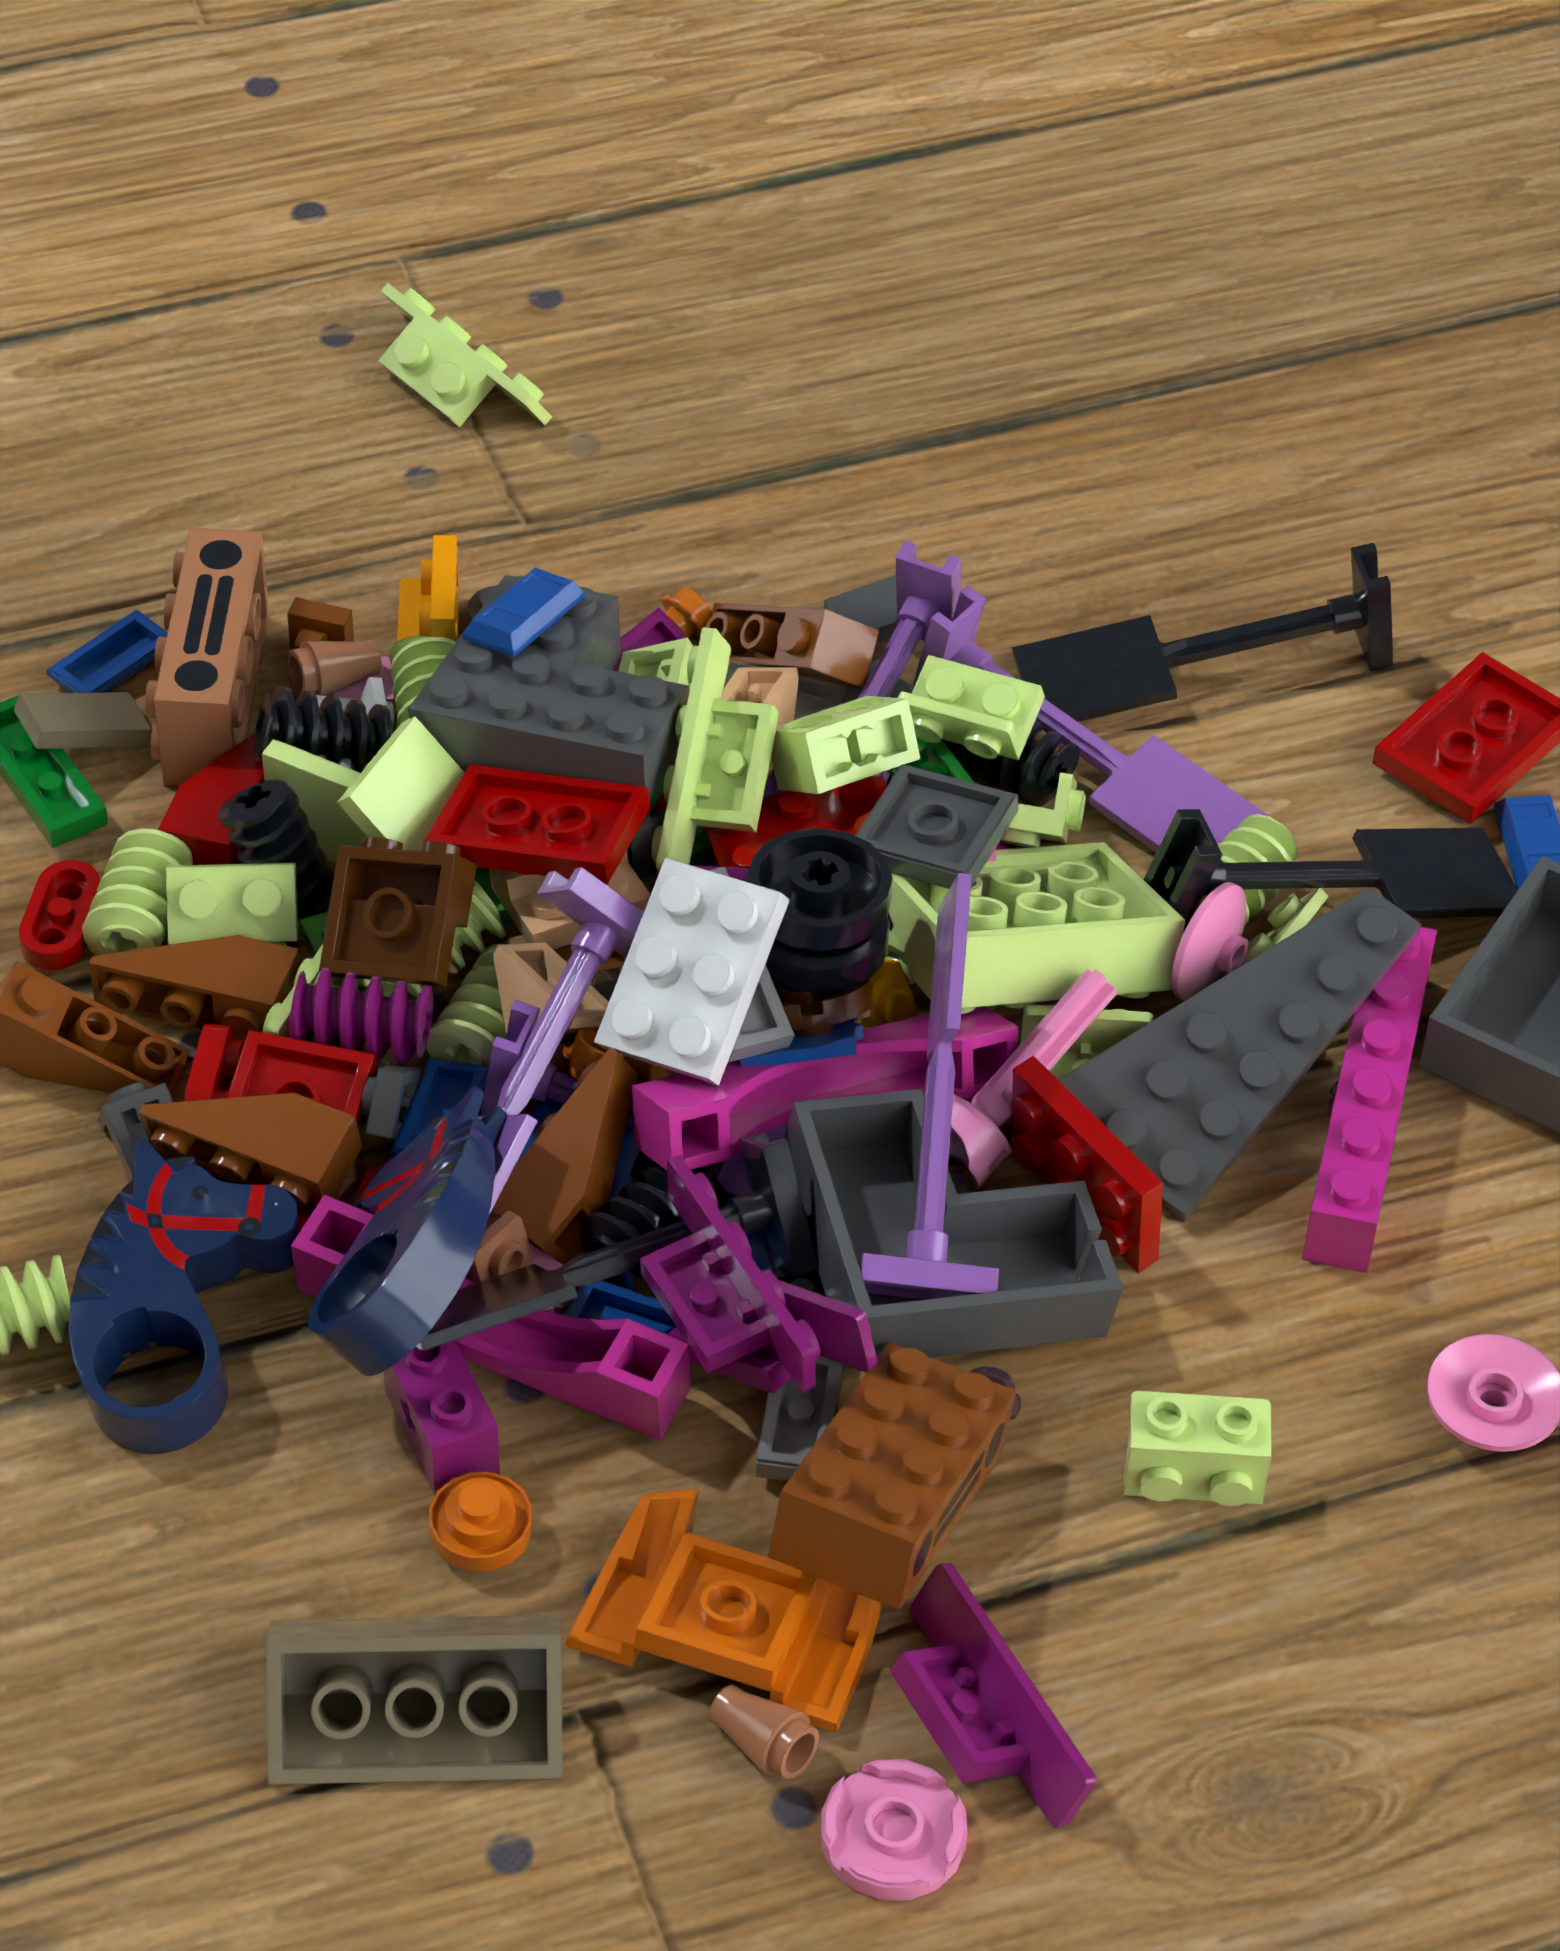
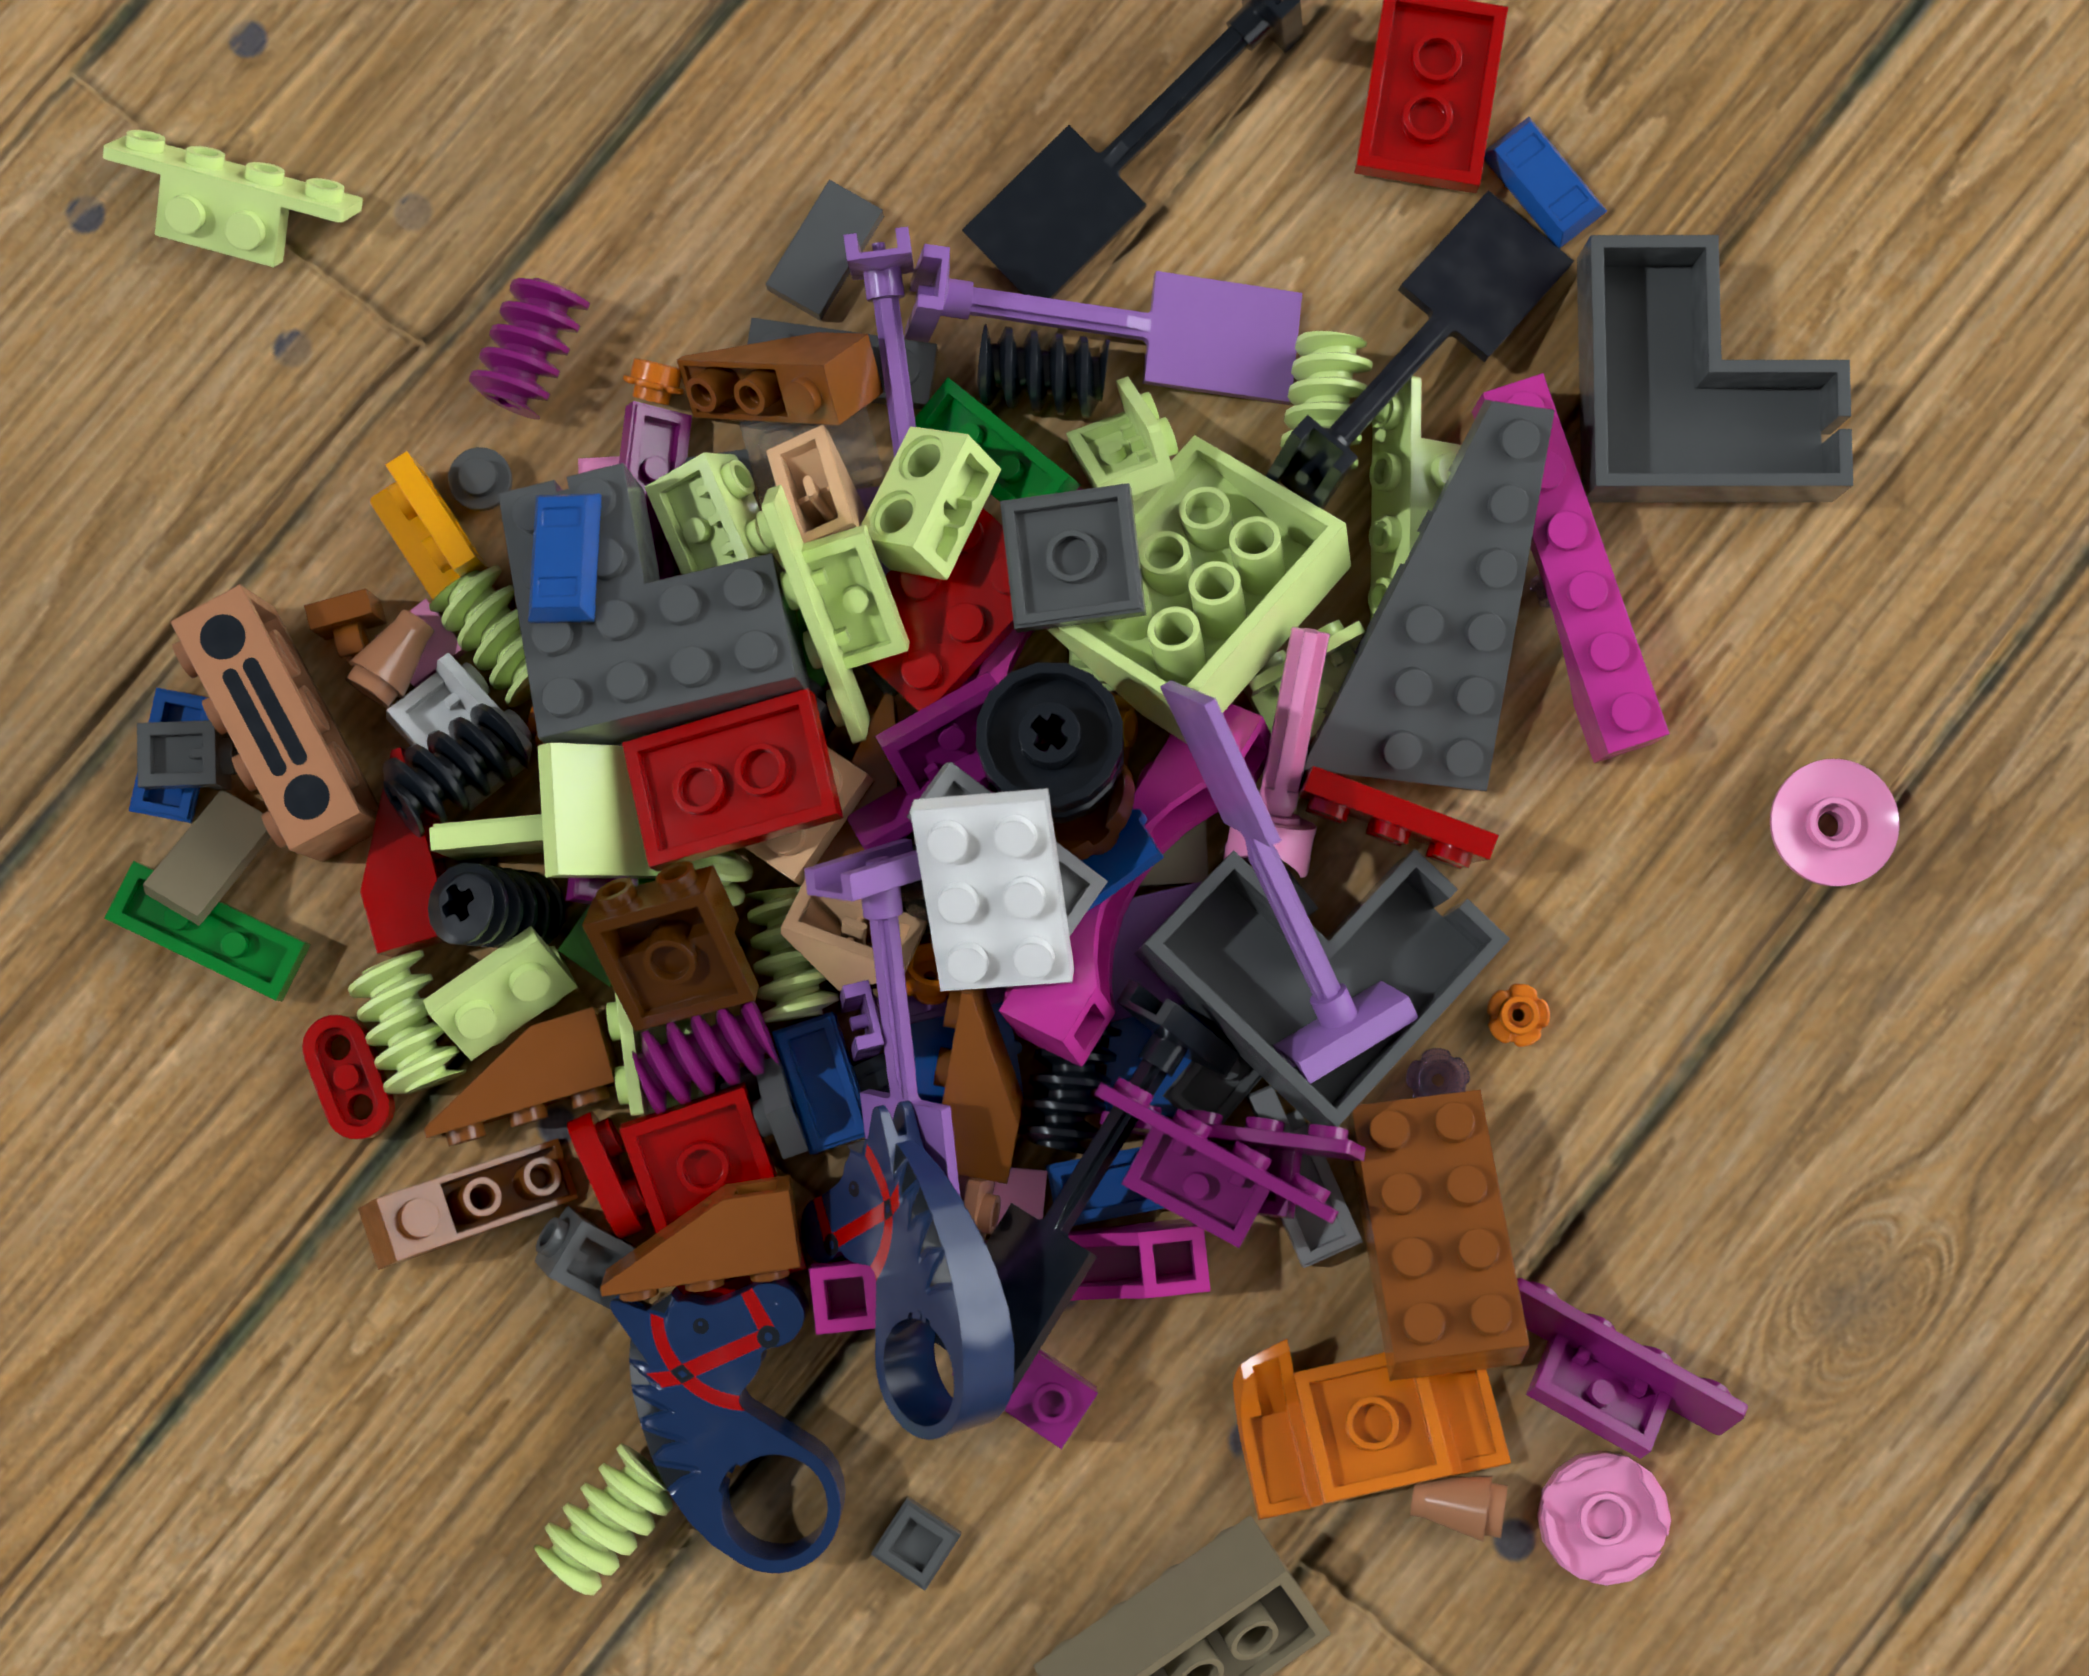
camera: 30 degrees left, 35 degrees up
(119, 646) = (184, 756): none -> dark grey bracket
(244, 1494) = (916, 1543): none -> dark grey tile
(480, 1521) = (1123, 1458): orange plate -> none
(607, 537) = (526, 344): none -> magenta piece
(973, 708) = (1004, 374): yellowish green bracket -> none
(1093, 1406) = (1503, 1025): none -> orange plate
(1198, 1448) = (1640, 1032): yellowish green bracket -> none
(1211, 942) = (1372, 508): bright pink dish -> none

